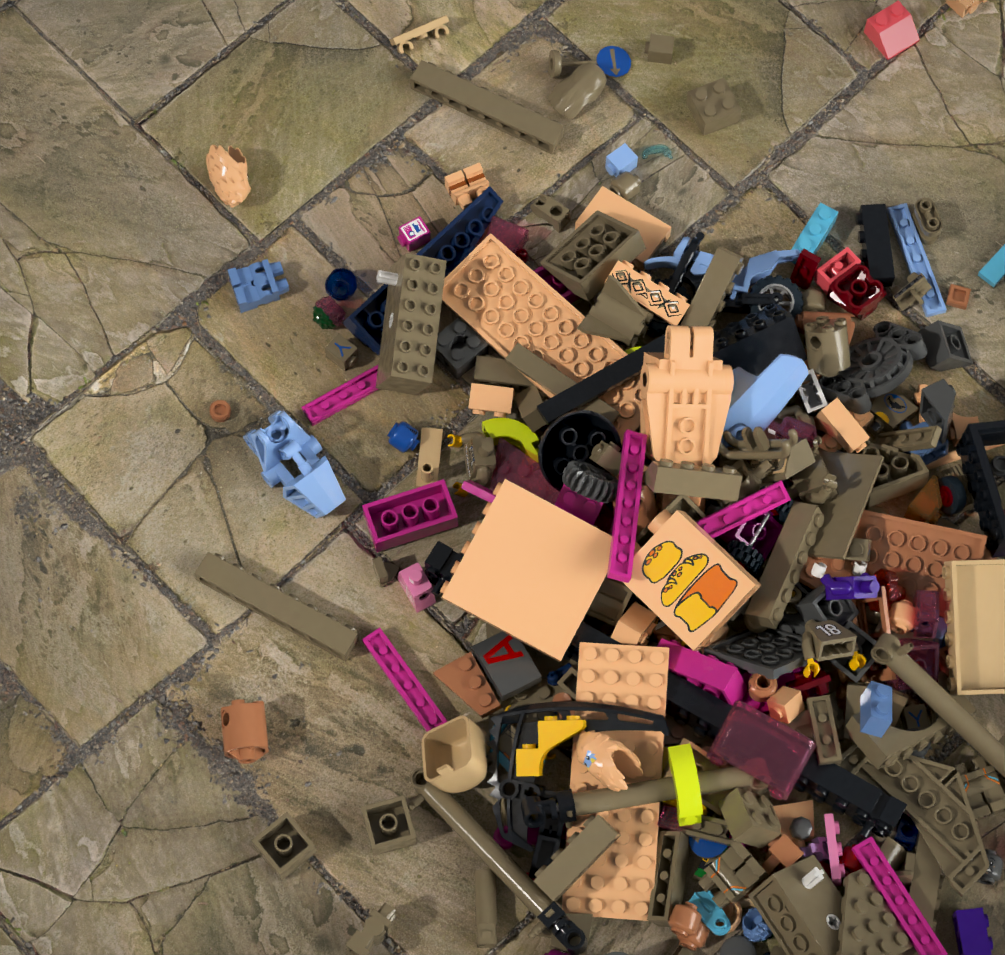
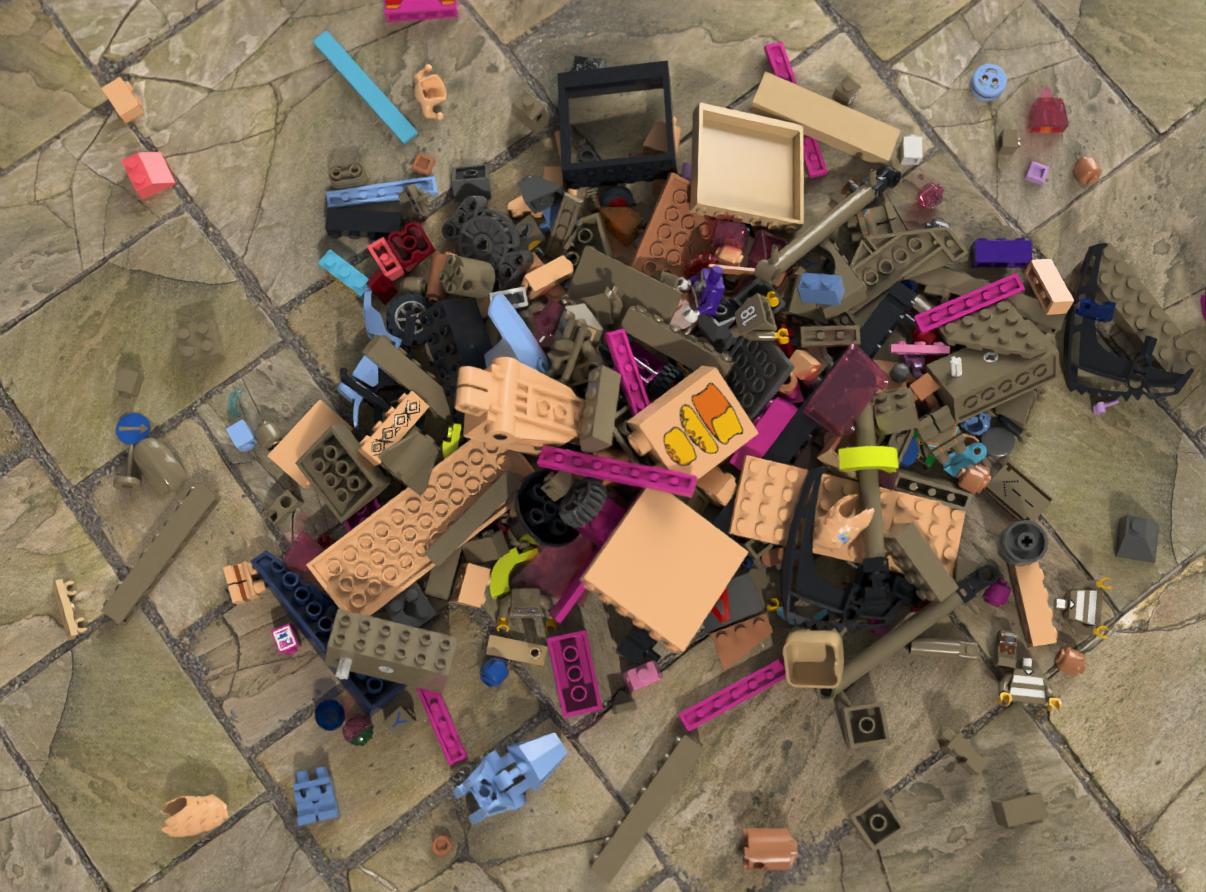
camera: 80 degrees left, 10 degrees up
(550, 734) = (814, 567): yellow arch -> none
(598, 383) = (472, 469): black tile -> none

